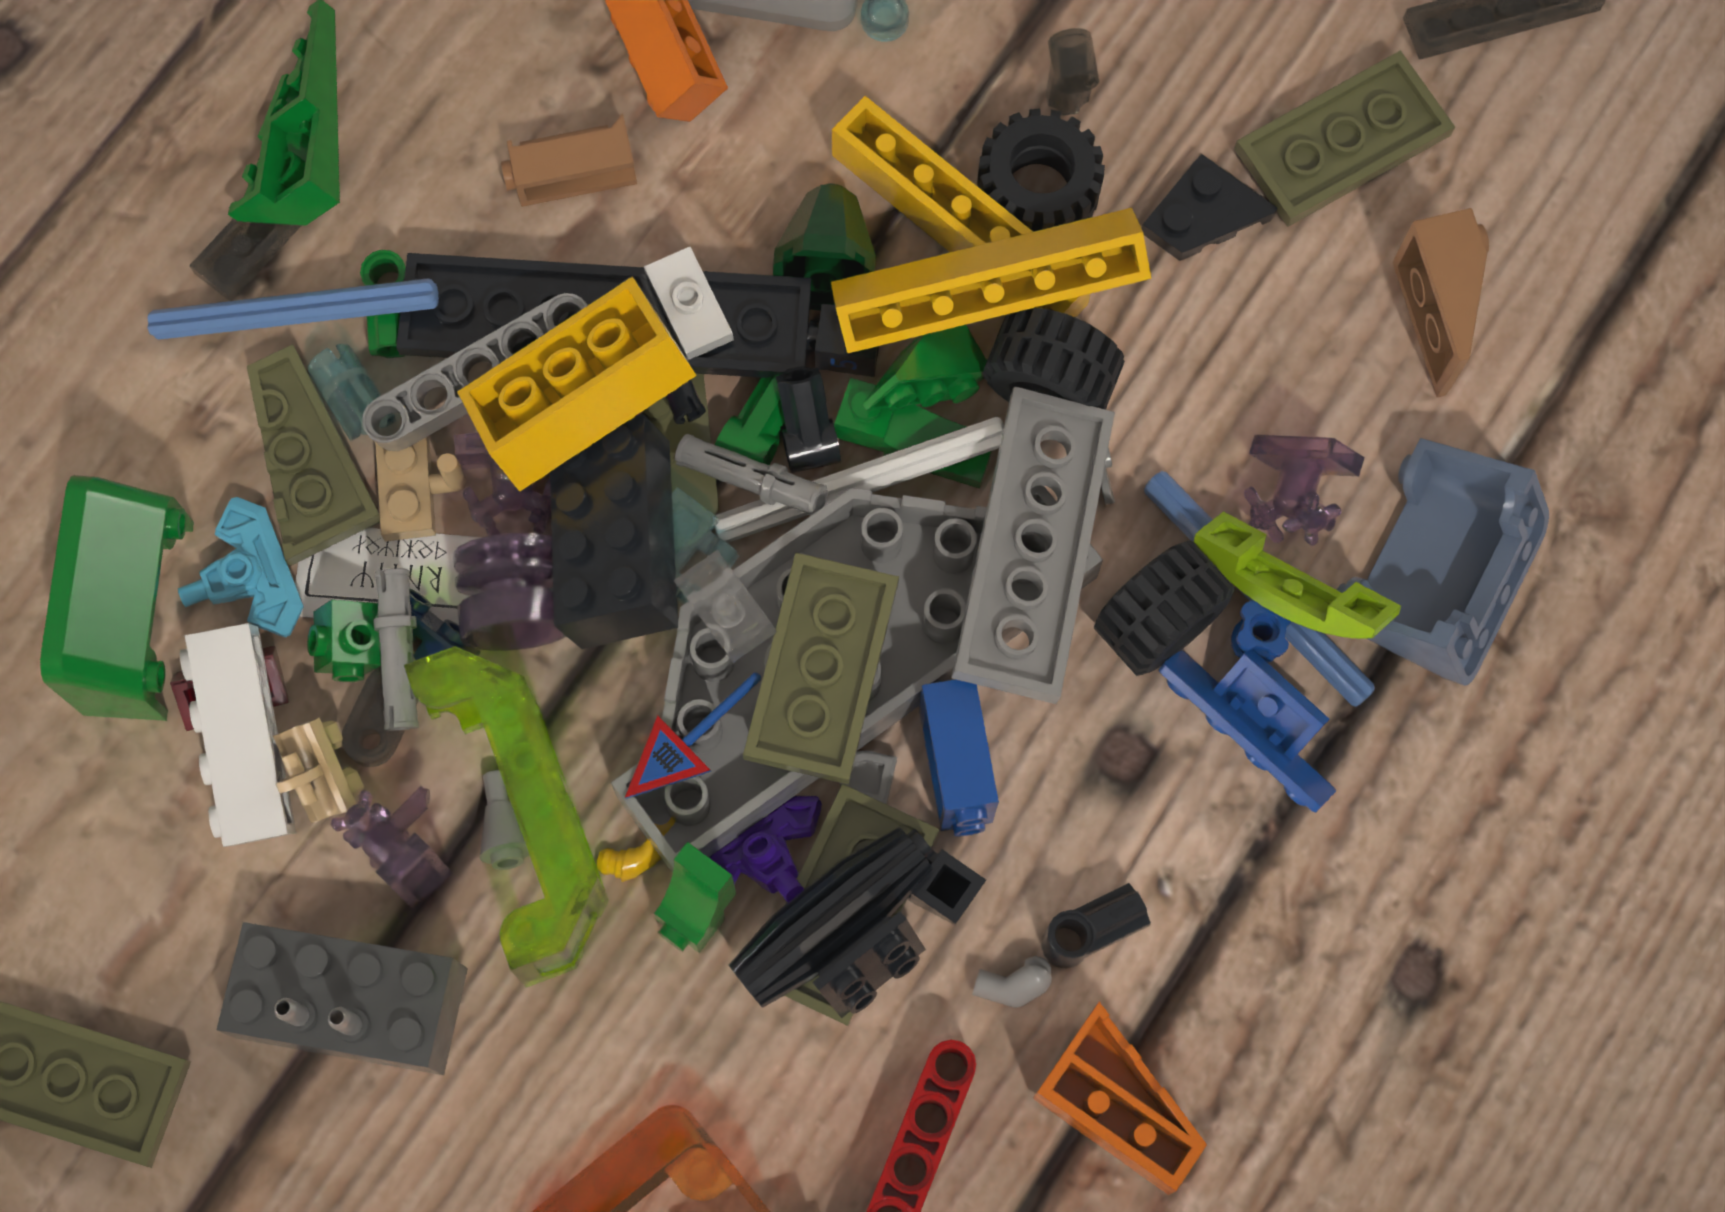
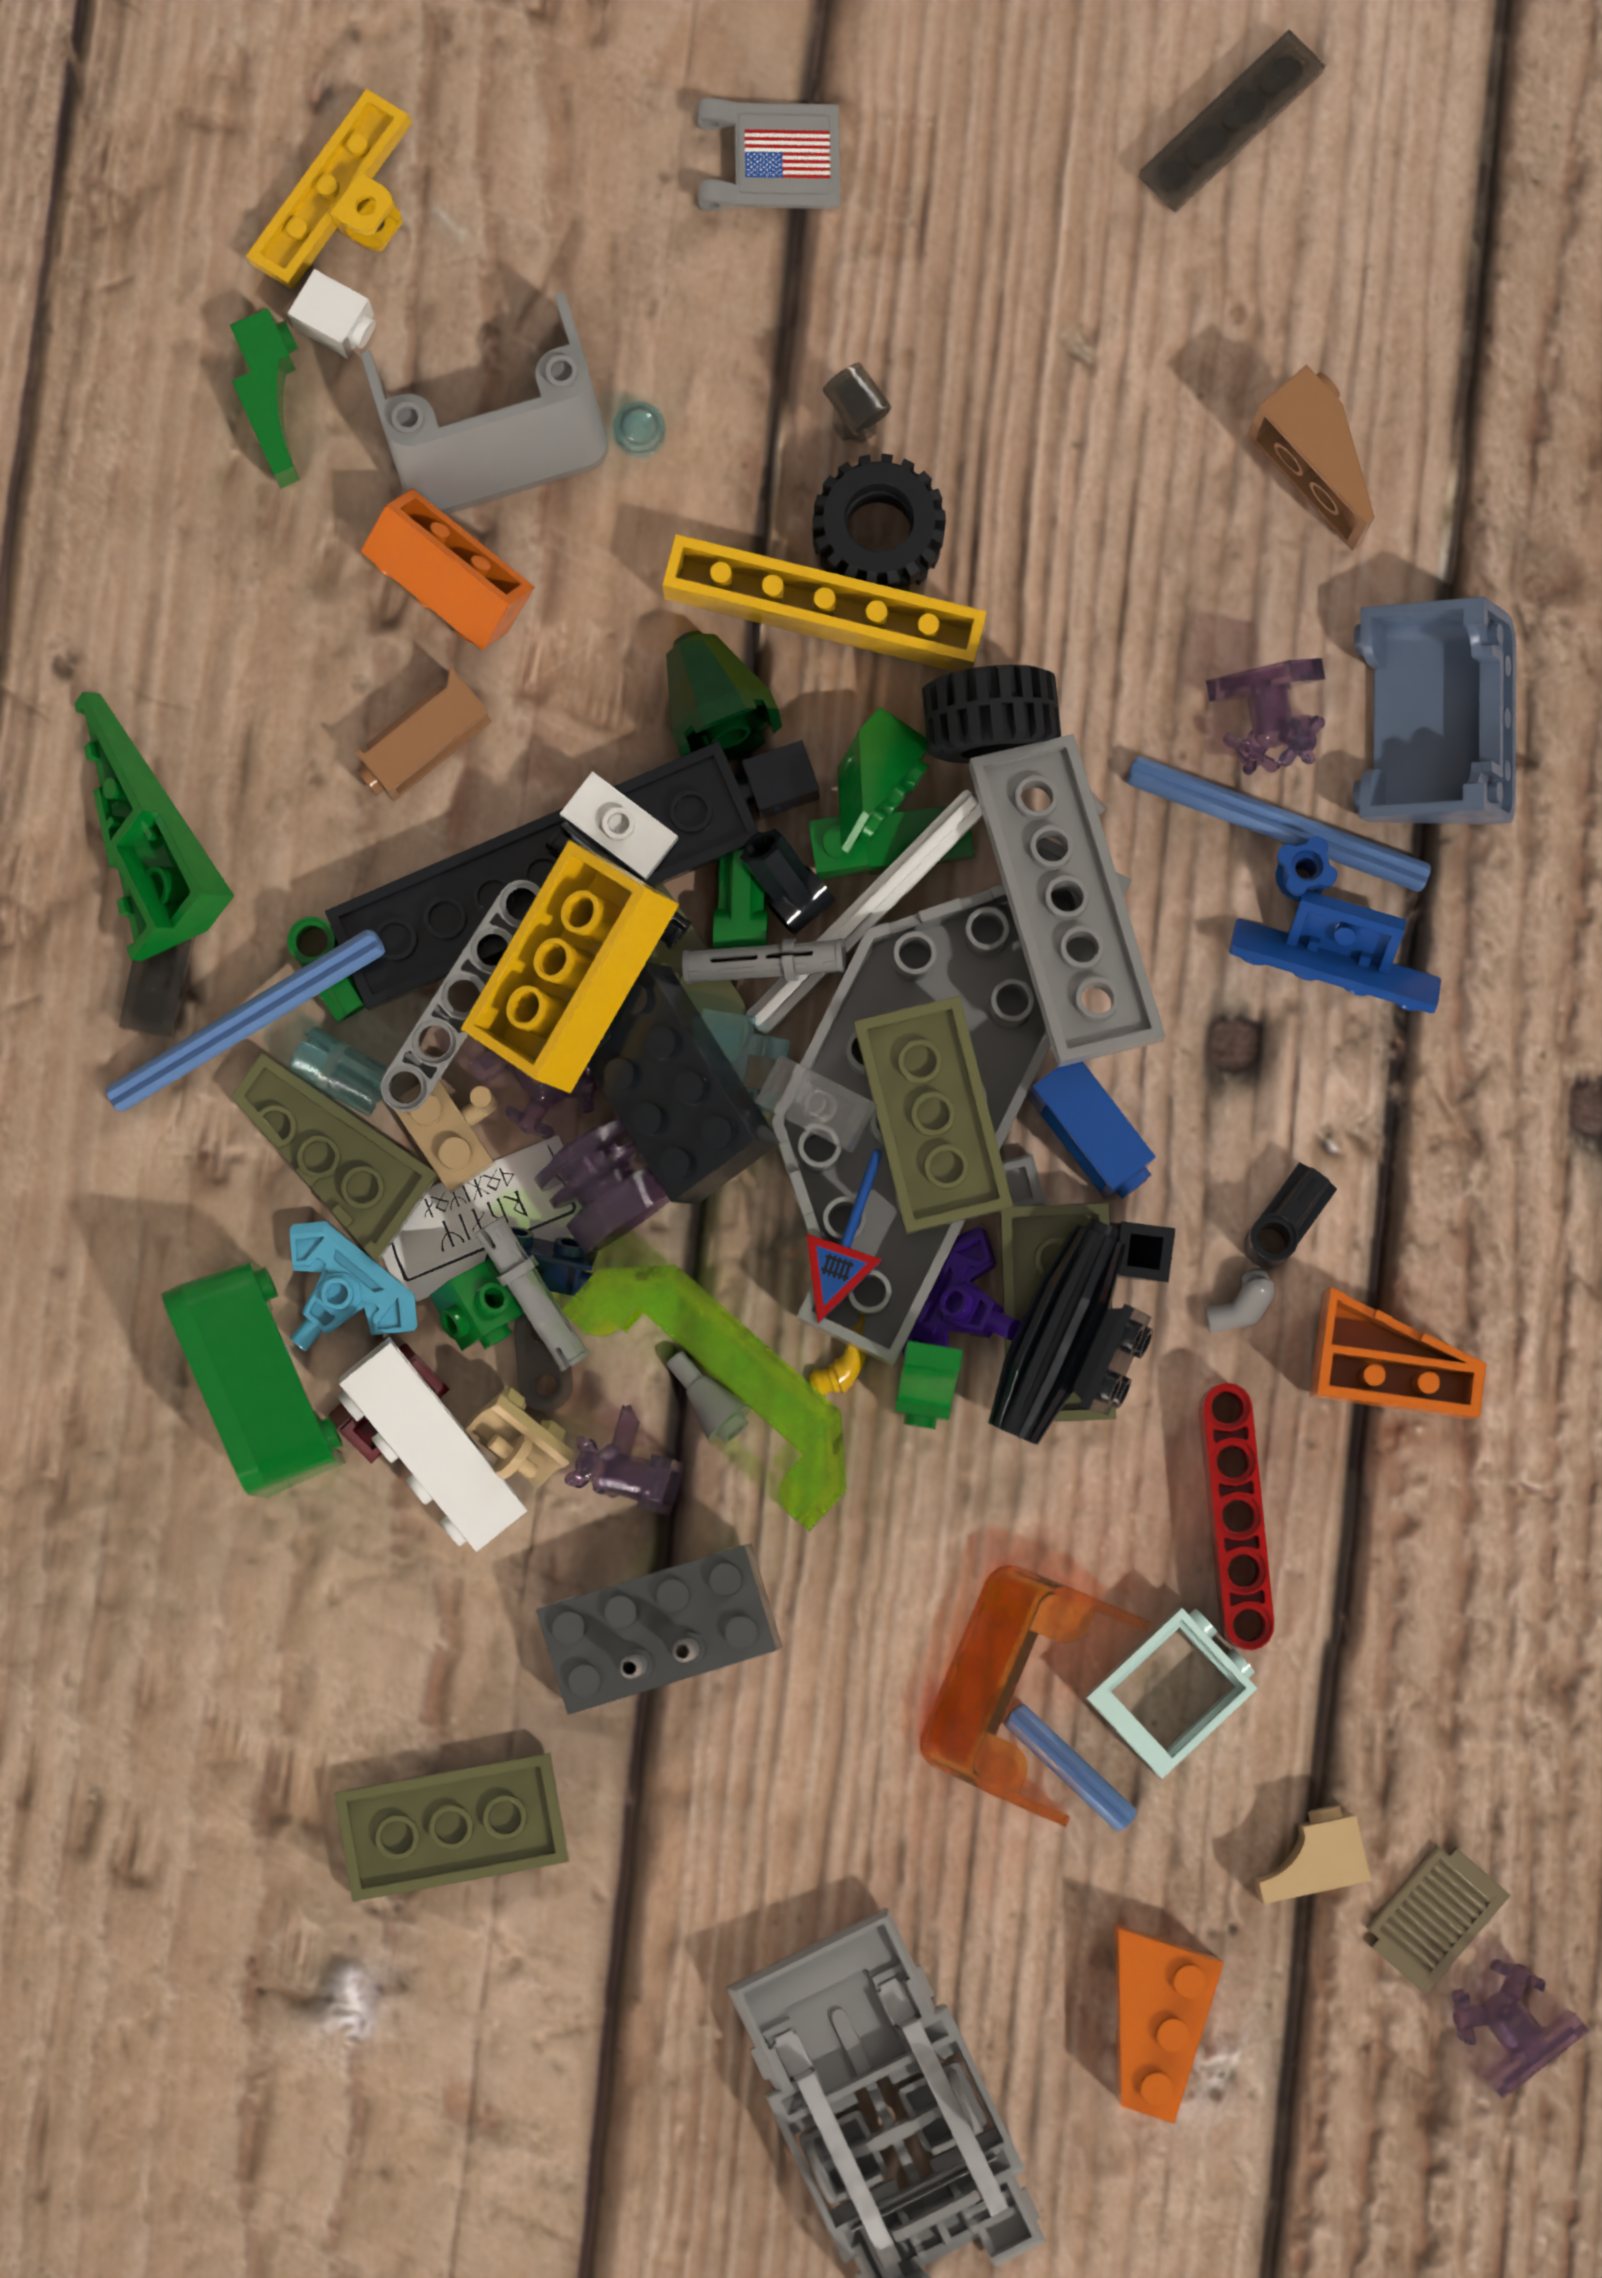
camera: 25 degrees left, 10 degrees up
(991, 280) = (897, 666): yellow brick -> none
(1164, 607) = (1209, 895): black tyre -> none
(1204, 210) = (1046, 474): black wing -> none
(1287, 591) = (1312, 819): lime slope -> none
(1344, 138) = (1143, 334): olive plate -> none

